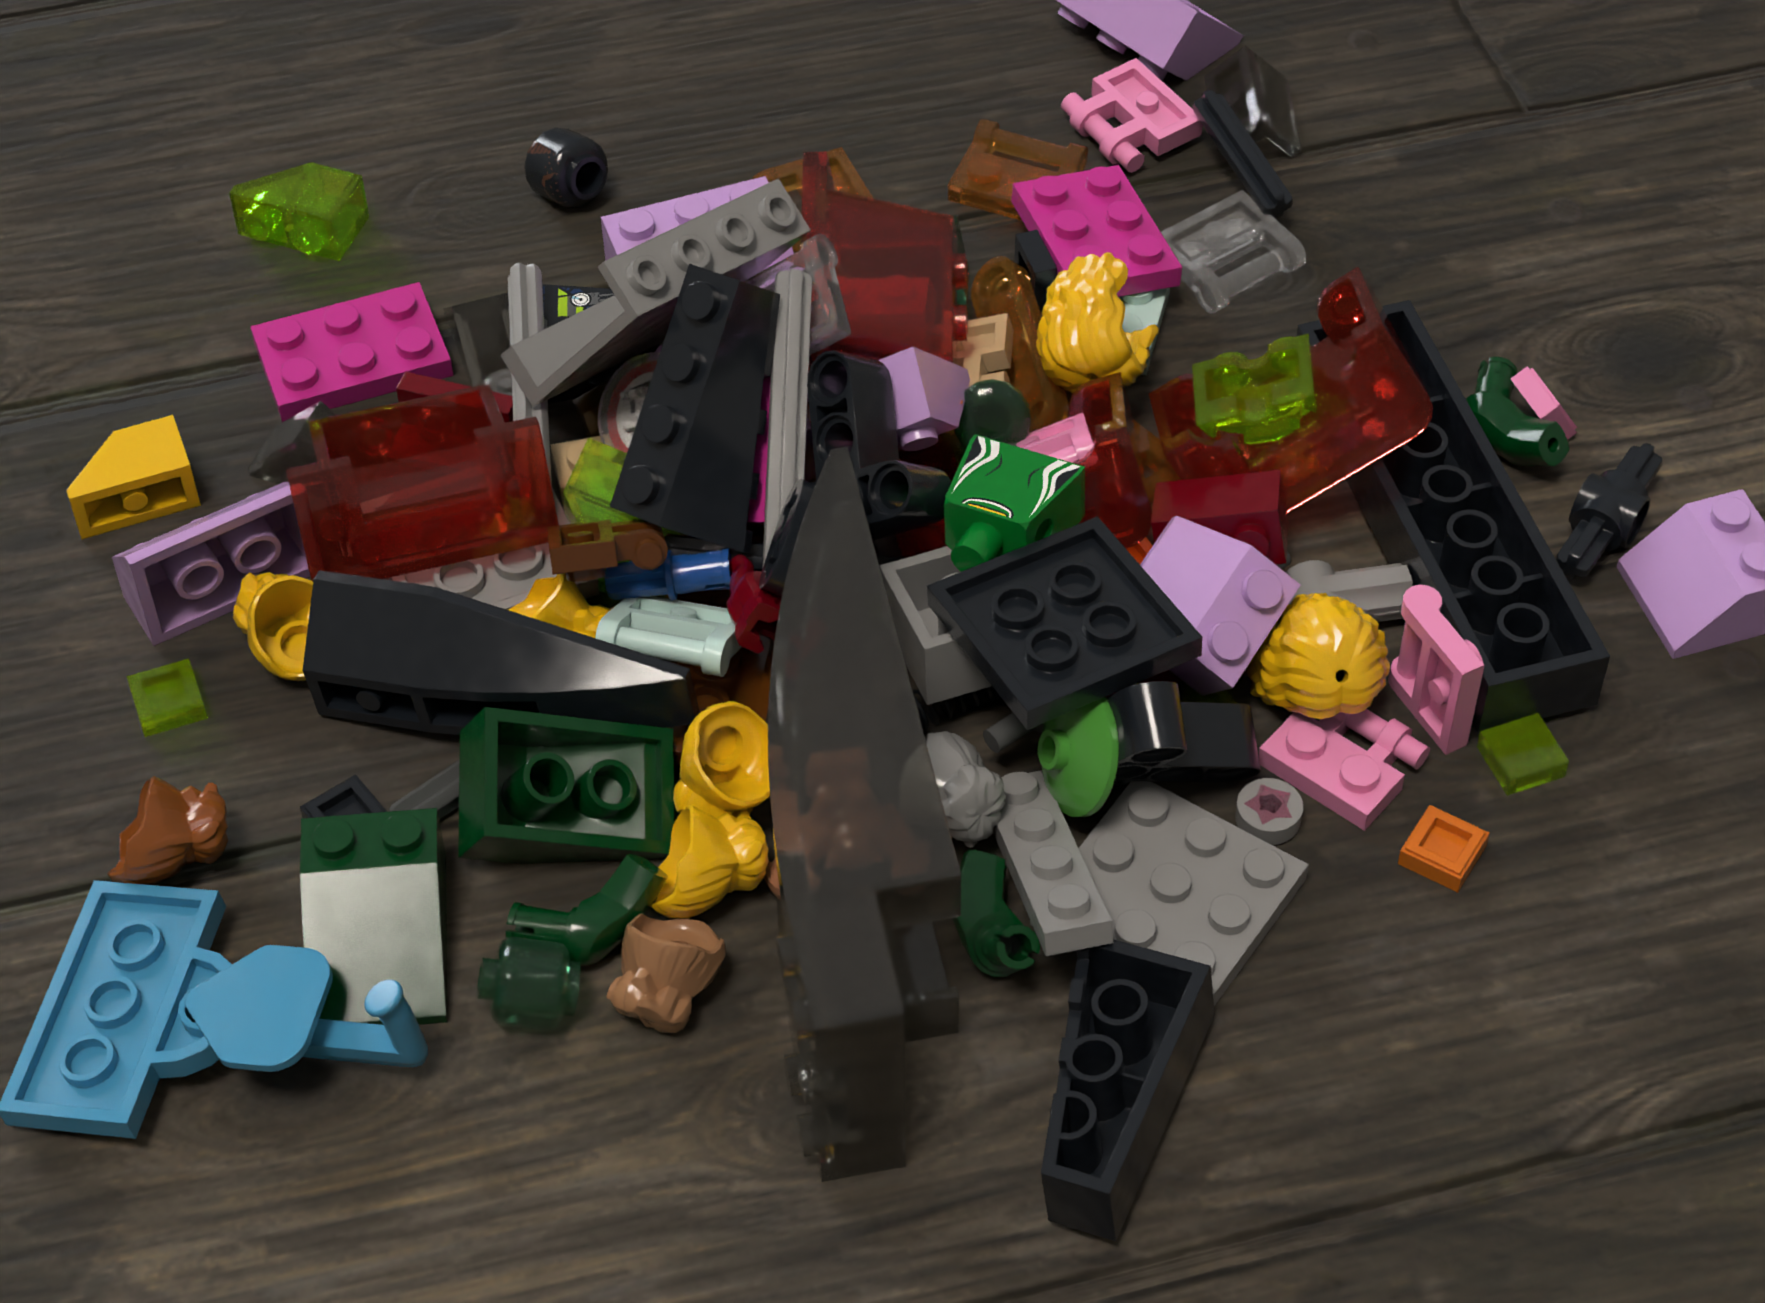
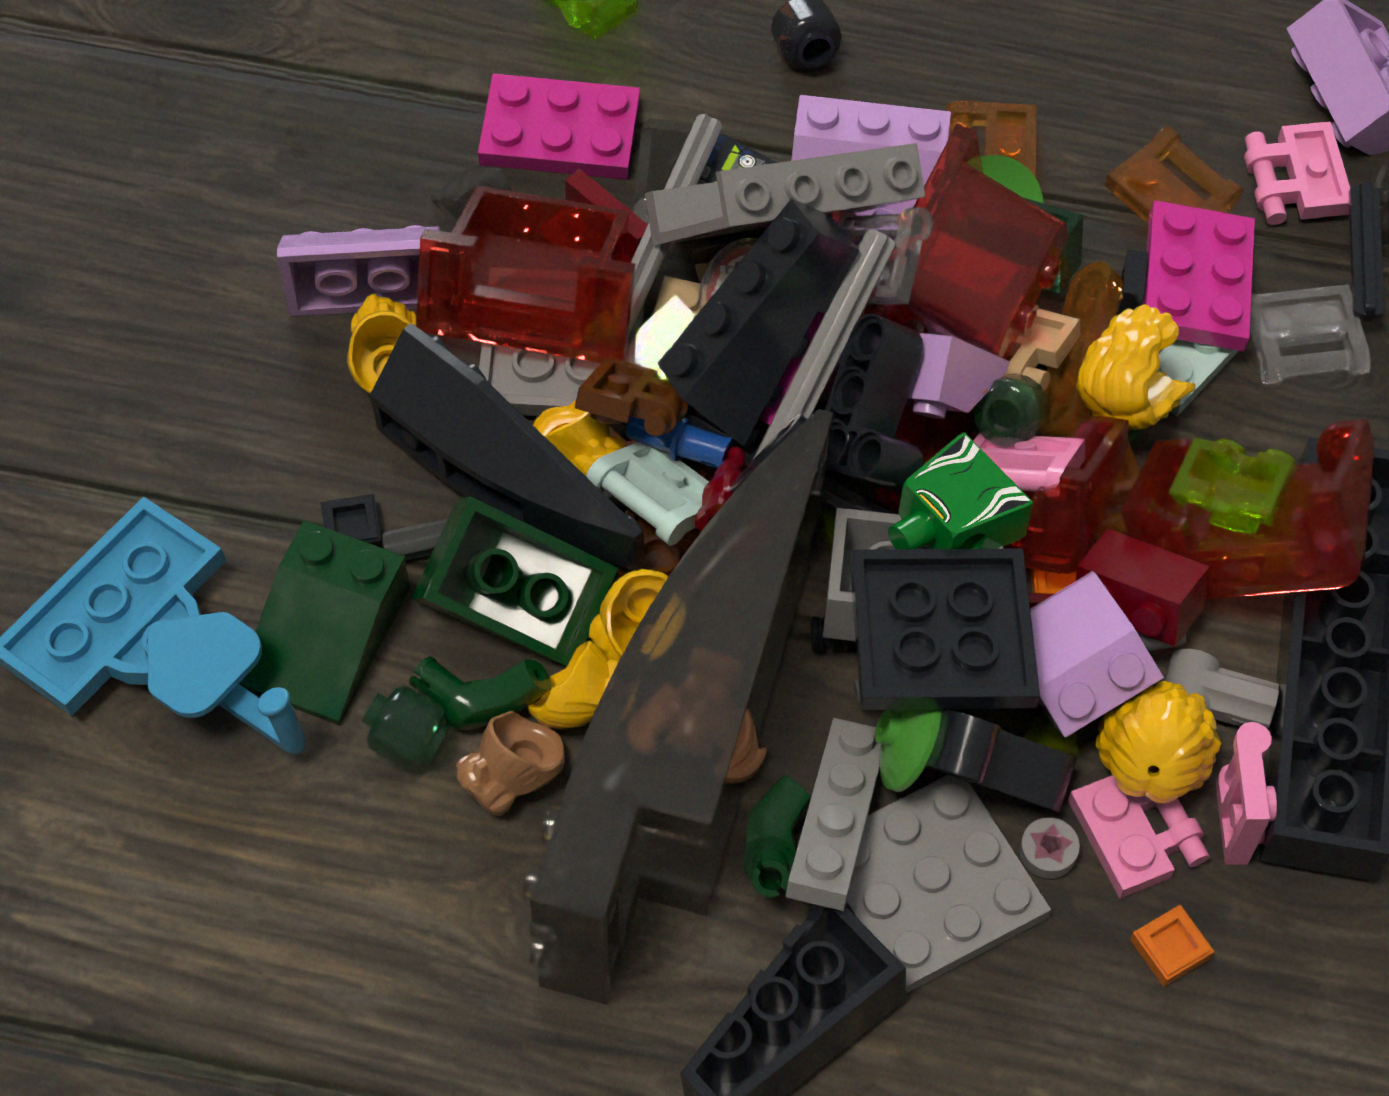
camera: 25 degrees right, 10 degrees up
(134, 479) = (339, 171): yellow slope -> none
(166, 697) = (274, 365): clear neon green tile -> none
(171, 831) = (214, 484): dark orange hair -> none
(967, 789) = (799, 718): light grey hair -> none
(1522, 754) = (1285, 895): clear neon green tile -> none

